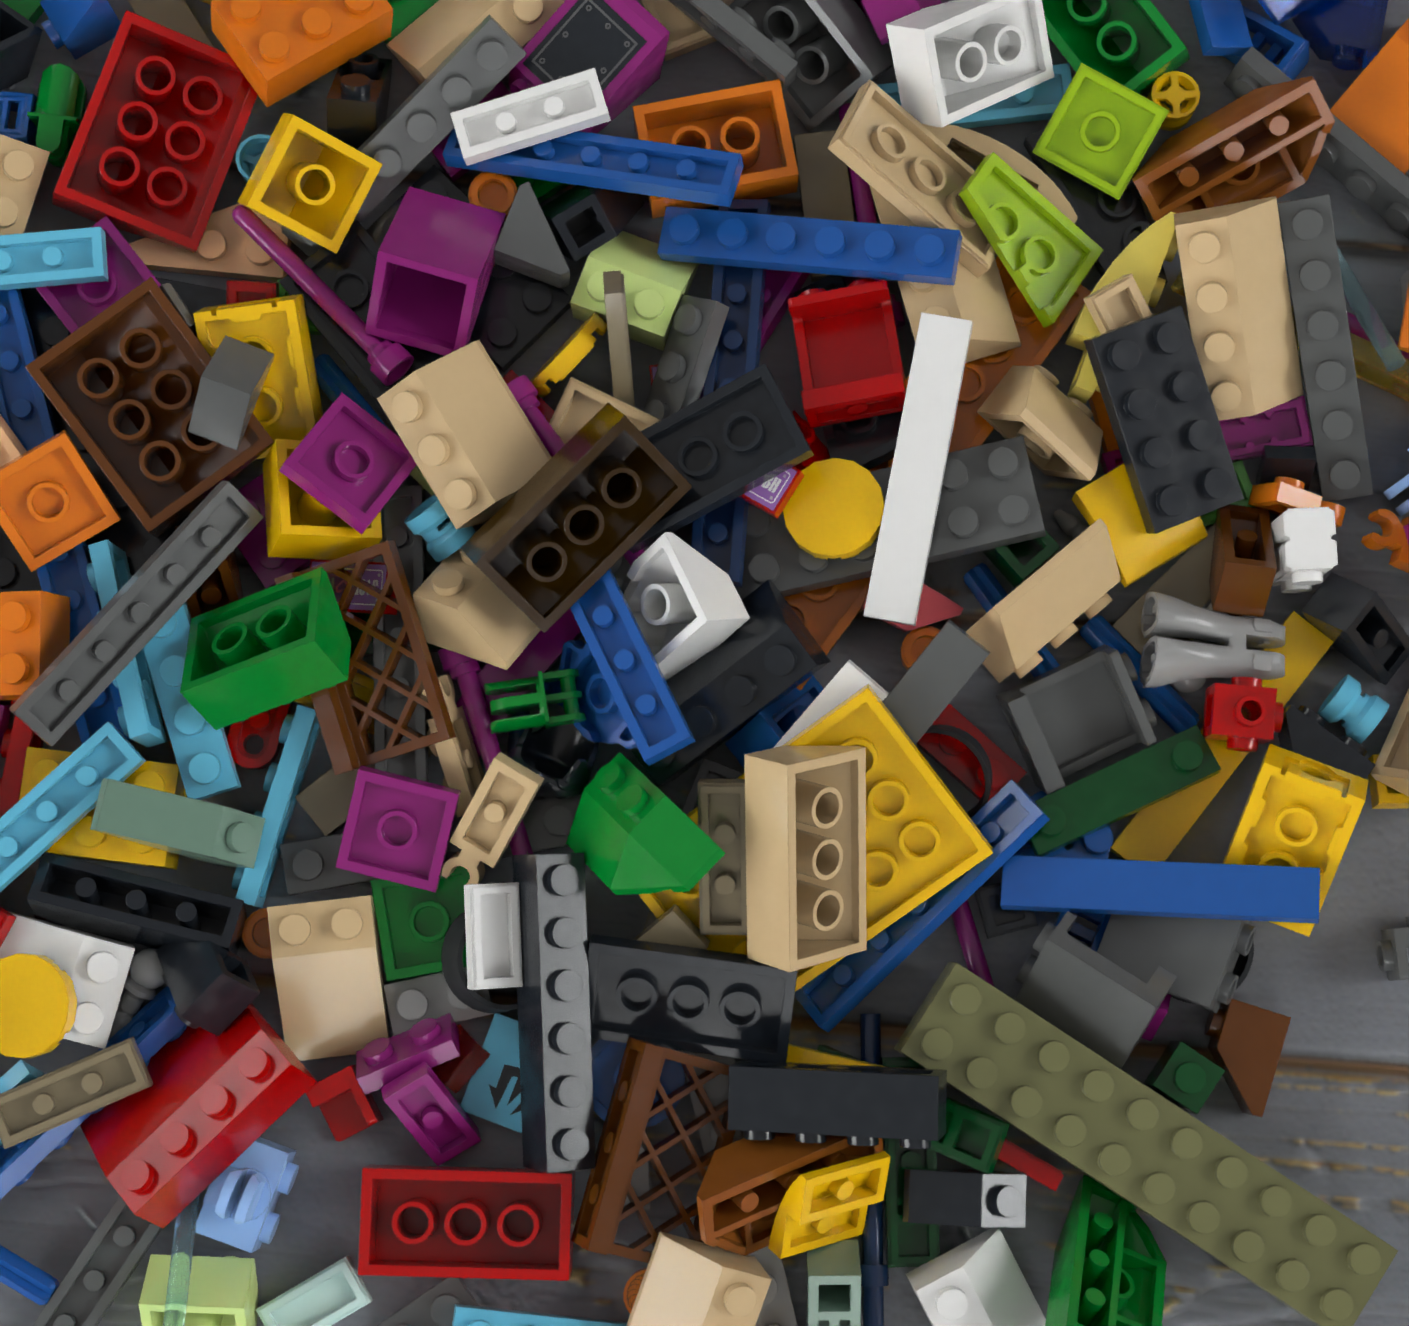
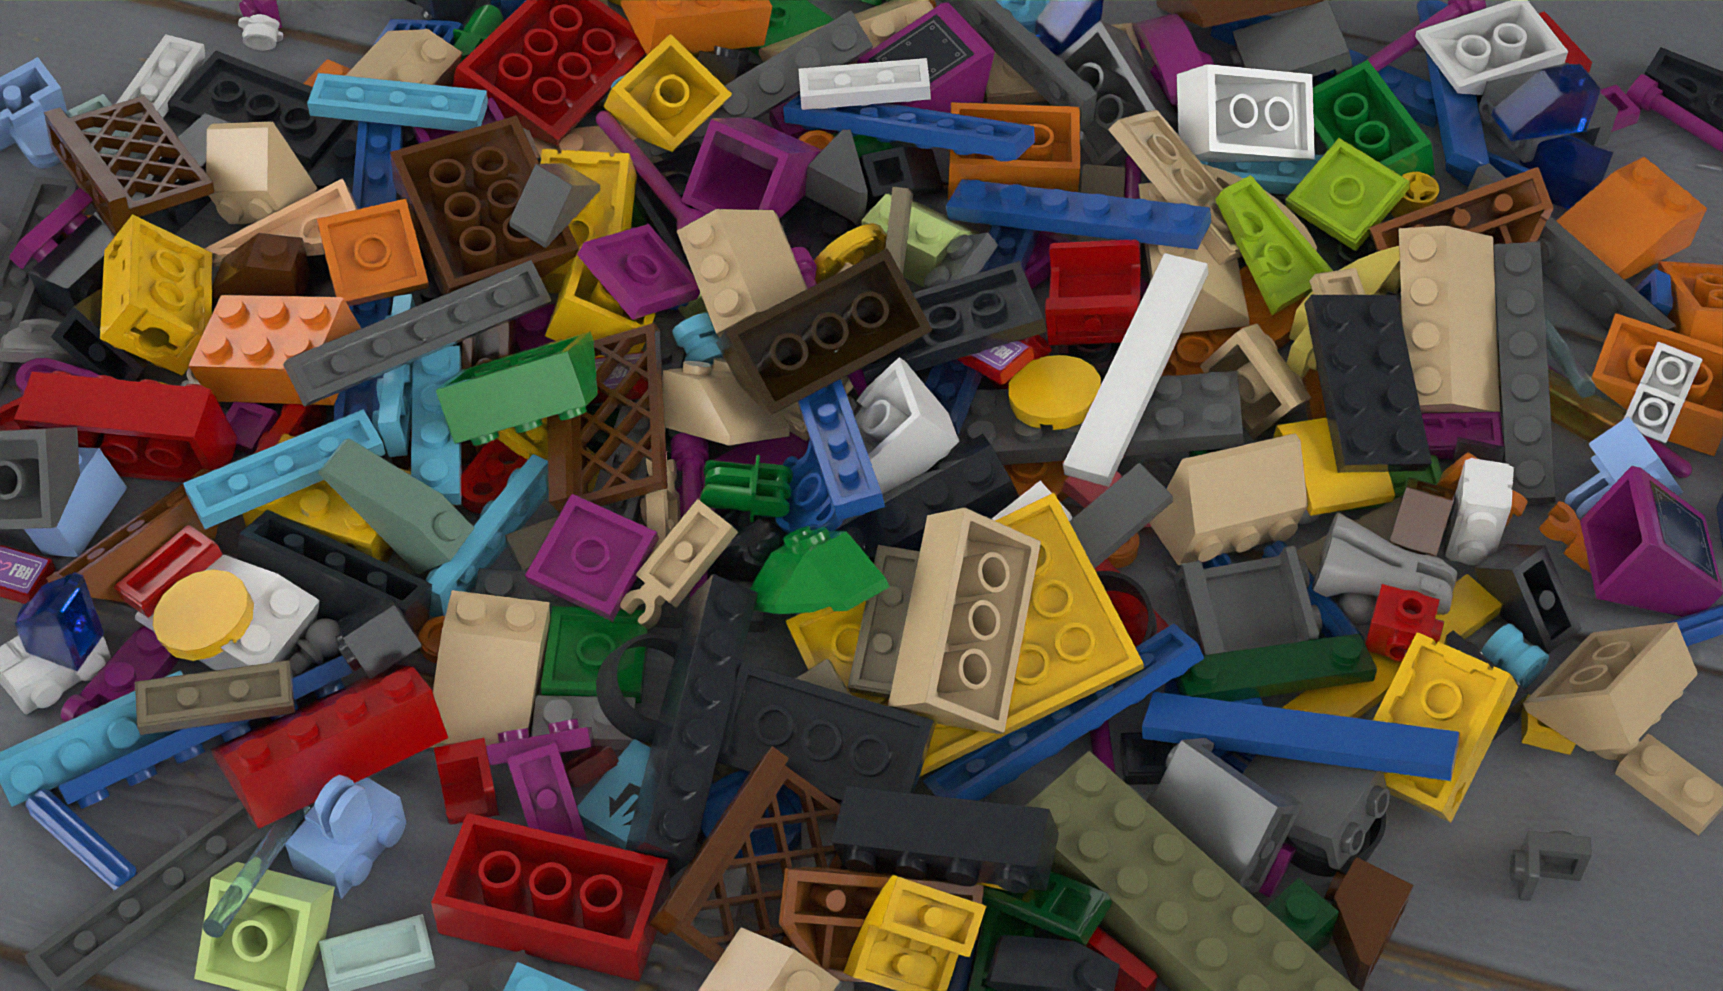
camera: 10 degrees right, 30 degrees down
(493, 935) = (652, 650): white tile -> none

